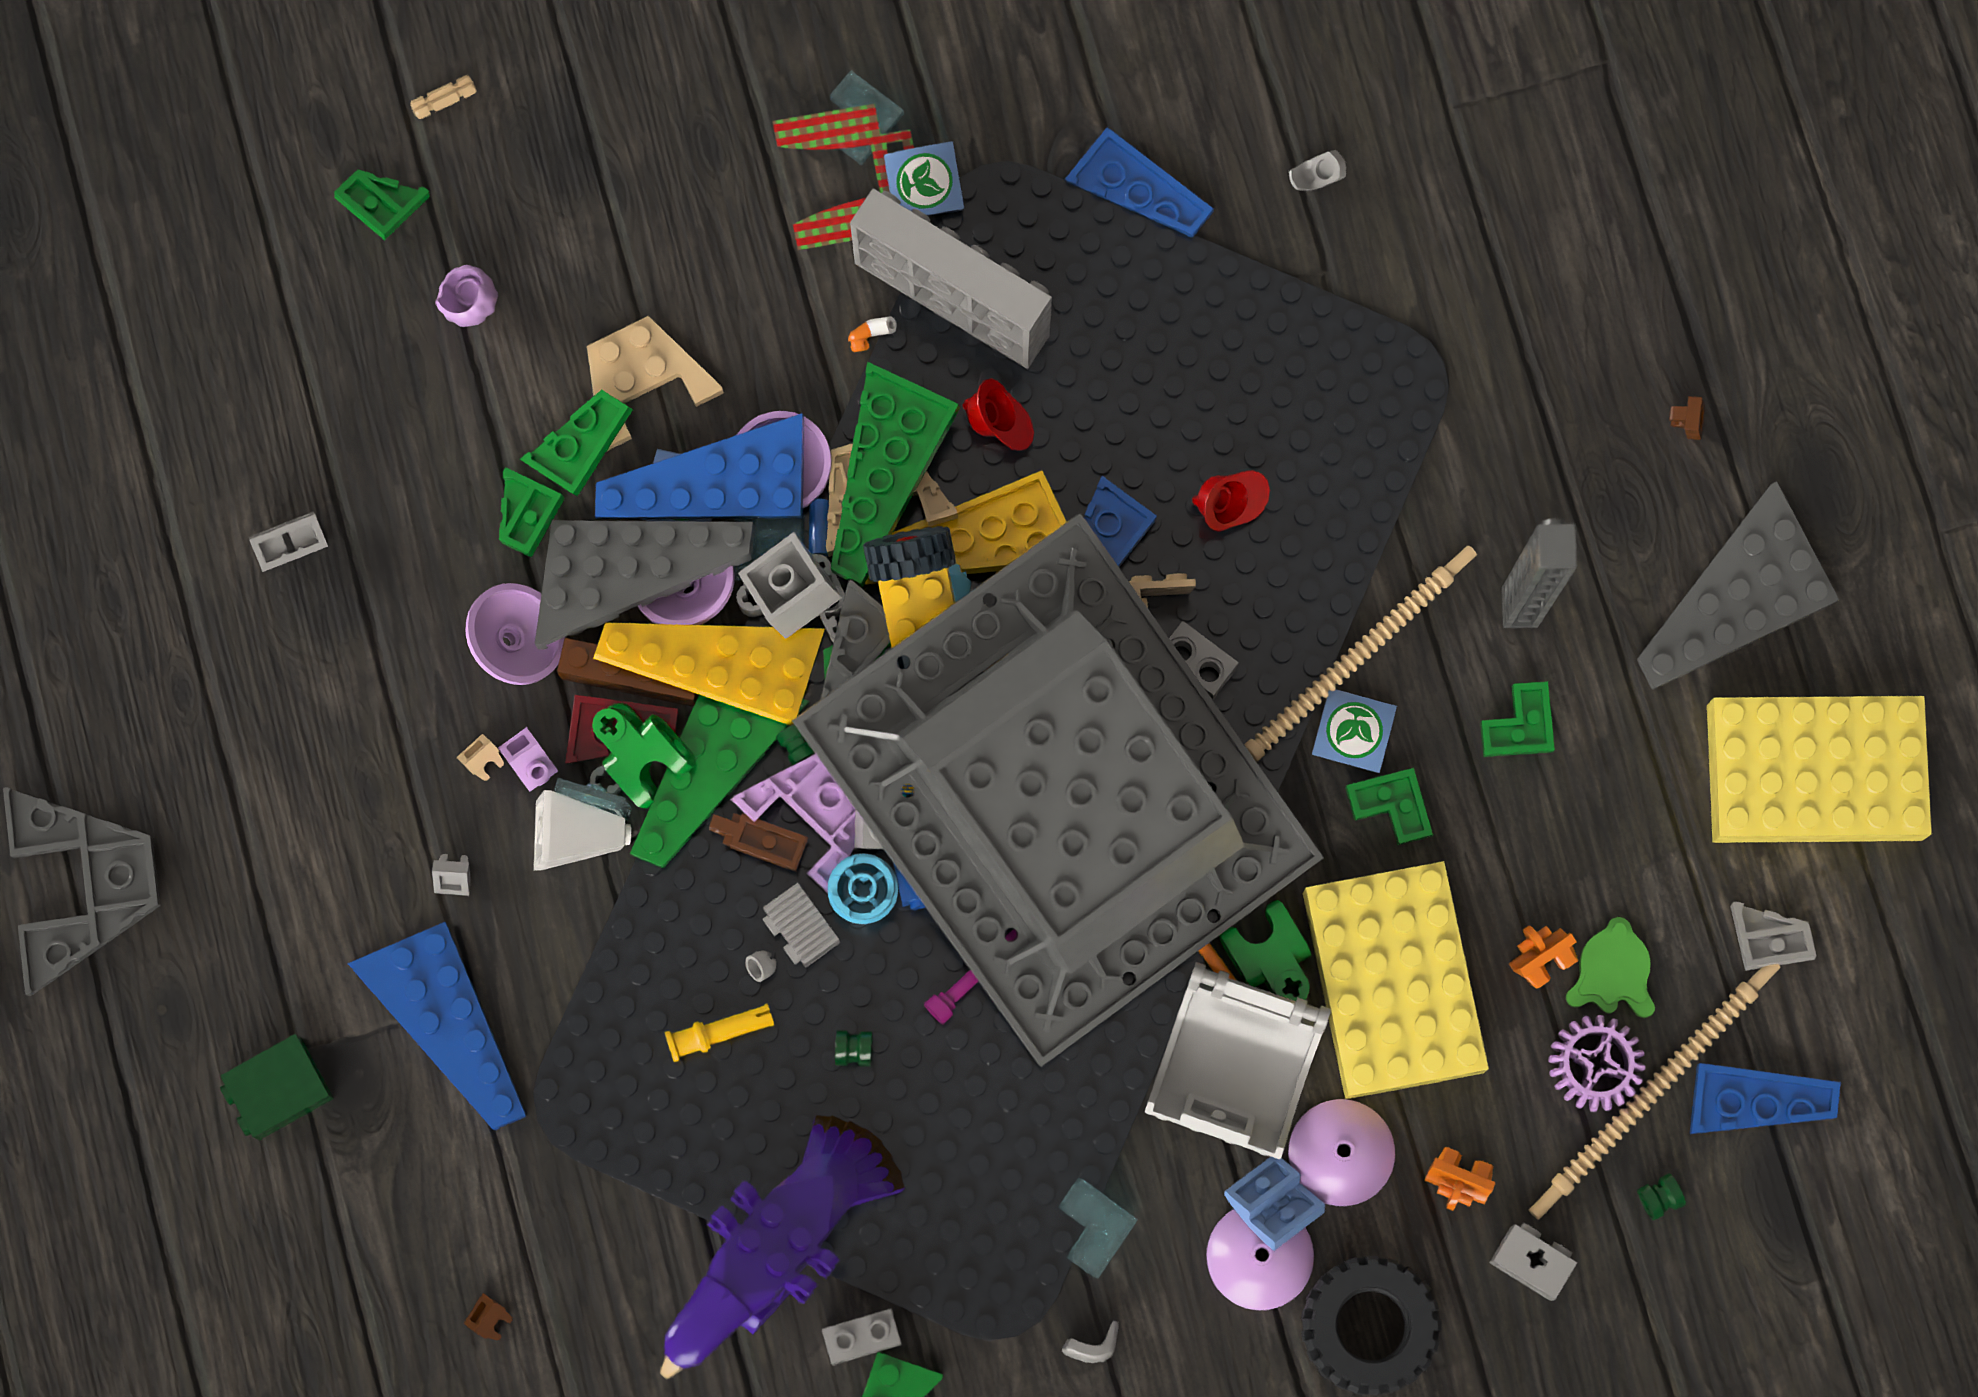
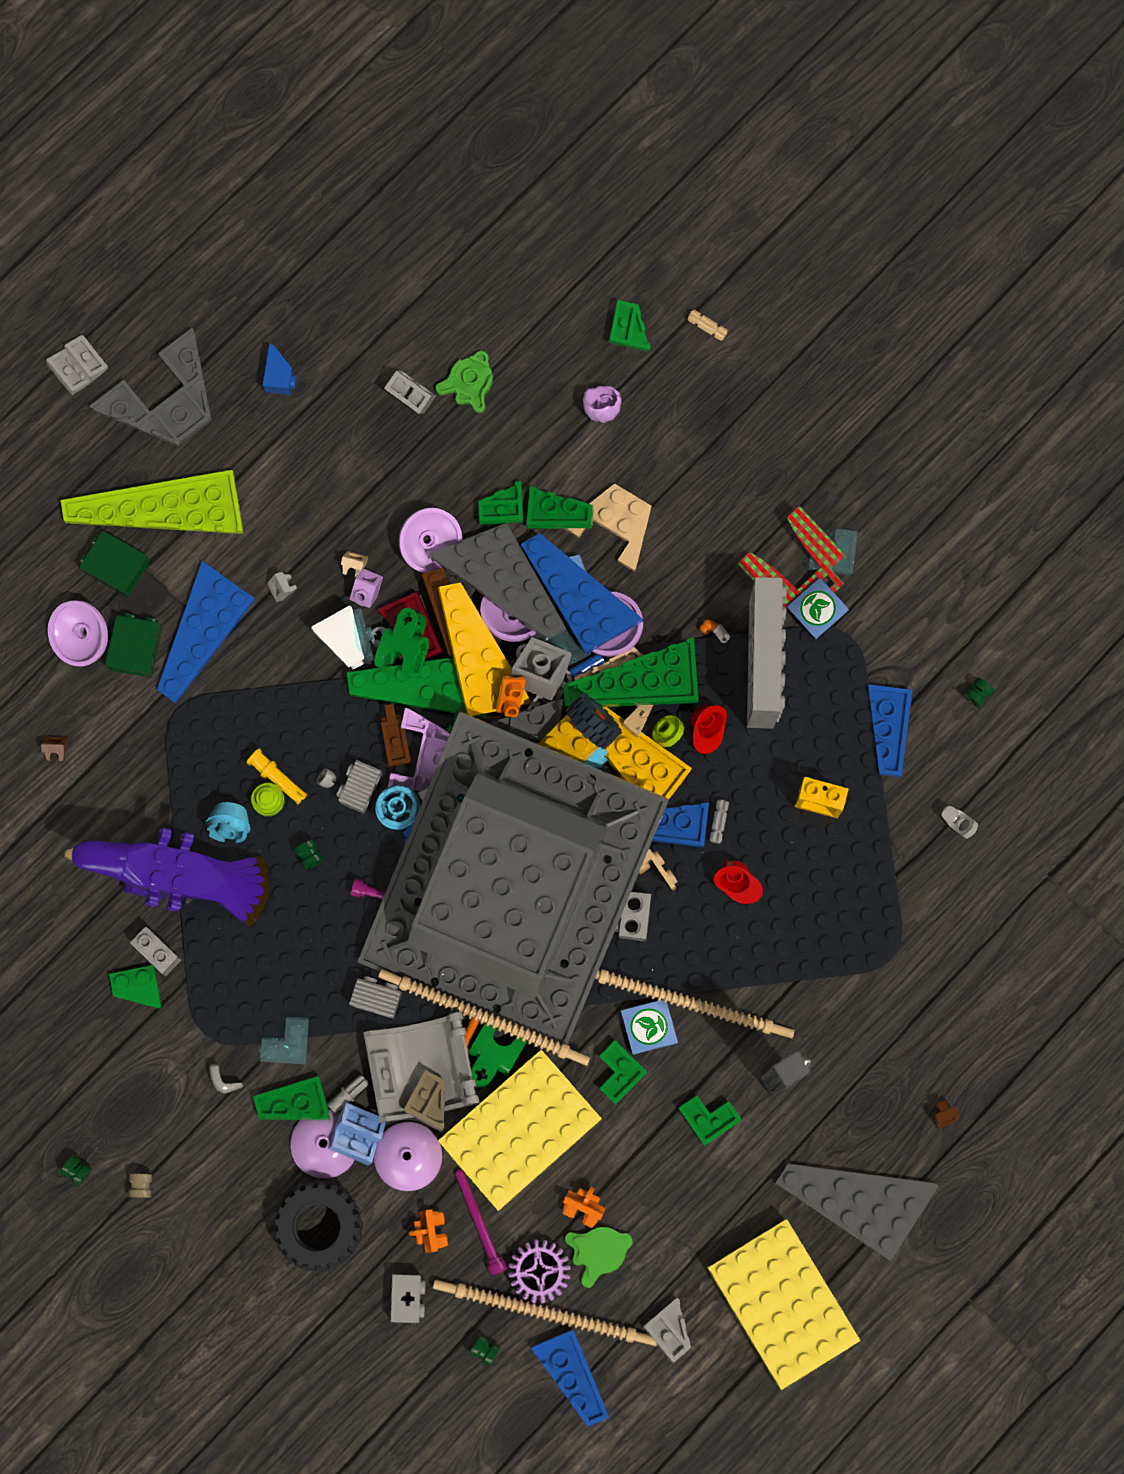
camera: 60 degrees right, 0 degrees up
(146, 706) = (278, 374): none -> blue slope
(252, 940) = (186, 504): none -> lime wing
(320, 454) = (469, 380): none -> bright green tile
(342, 1211) = (68, 635): none -> lavender dish
(410, 1125) = (134, 645): none -> dark green brick
(743, 1061) = (268, 799): none -> lime plate
(744, 1131) = (229, 822): none -> medium azure cone
(801, 644) = (510, 695): none -> orange hips
(973, 471) = (668, 730): none -> lime plate
(1105, 1069) = (376, 998): none -> light grey brick
(1134, 478) = (719, 821): none -> light grey axle
(1161, 46) = (979, 692): none -> dark green wheel
(1180, 332) = (815, 799): none -> yellow window
(1181, 1262) = (294, 1102): none -> green wing
(1211, 1184) = (347, 1093): none -> light grey axle
(1285, 1080) = (428, 1101): none -> dark tan wing
(1323, 859) = (406, 984): none -> tan hose
(1553, 1116) = (496, 1264): none -> magenta piece

